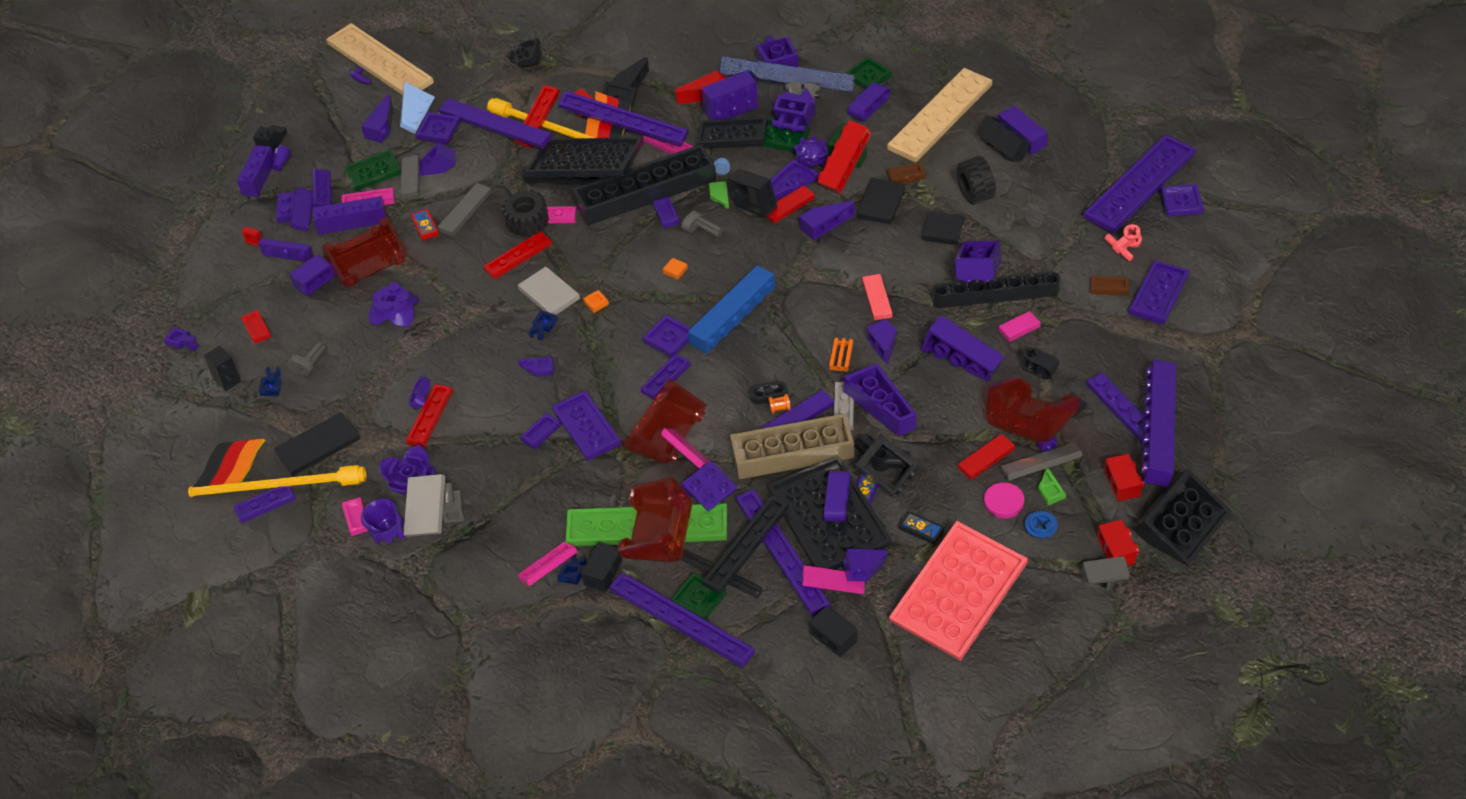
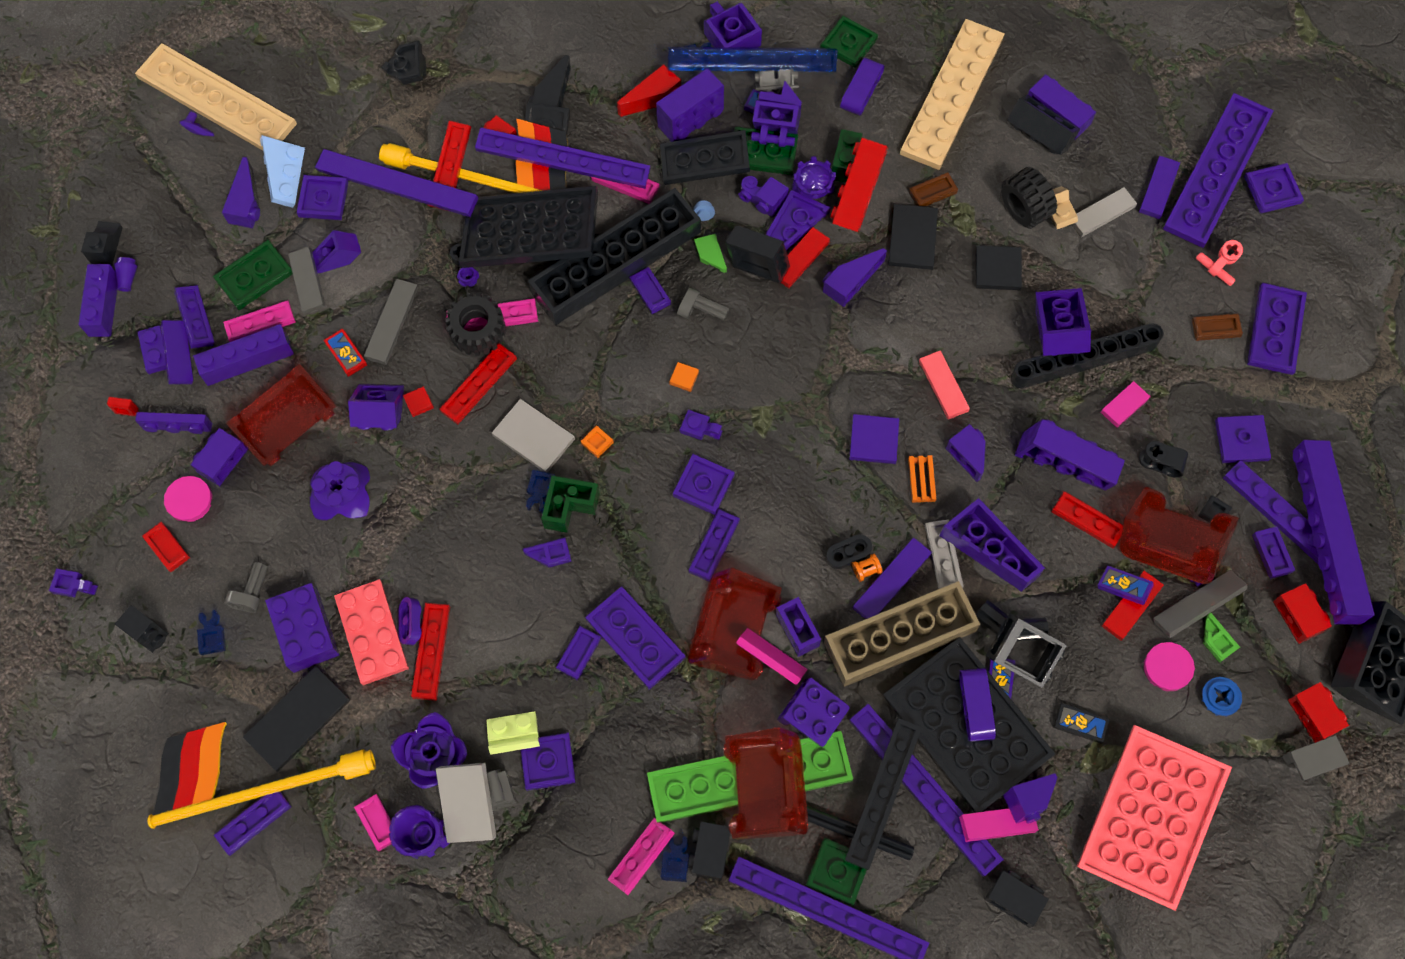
camera: 15 degrees left, 20 degrees up
(281, 299) = (188, 499): none -> dark pink tile
(338, 385) = (302, 627): none -> dark purple brick
(389, 398) = (371, 632): none -> coral plate
(436, 258) = (376, 406): none -> dark purple slope
(469, 260) = (418, 401): none -> red tile
(474, 471) = (512, 732): none -> yellowish green plate
(495, 496) = (549, 763): none -> dark purple tile
(530, 185) = (464, 272): none -> dark purple plate
(561, 328) = (568, 496): none -> dark green brick
(676, 299) = (697, 425): none -> dark purple plate
(712, 431) = (798, 627): none -> dark purple brick
(731, 309) = (772, 432): blue brick -> none
(771, 162) = (766, 198): none -> dark purple brick
(811, 325) = (874, 439): none -> dark purple tile
(965, 396) = (1088, 519): none -> red tile
(982, 440) = (1125, 585): none -> tile
(1003, 194) = (1065, 212): none -> tan slope
(1038, 201) = (1104, 211): none -> light grey tile
(1089, 190) = (1159, 187): none -> dark purple tile
(1109, 359) = (1243, 439): none -> dark purple plate
(1111, 435) = (1273, 552): none -> dark purple plate

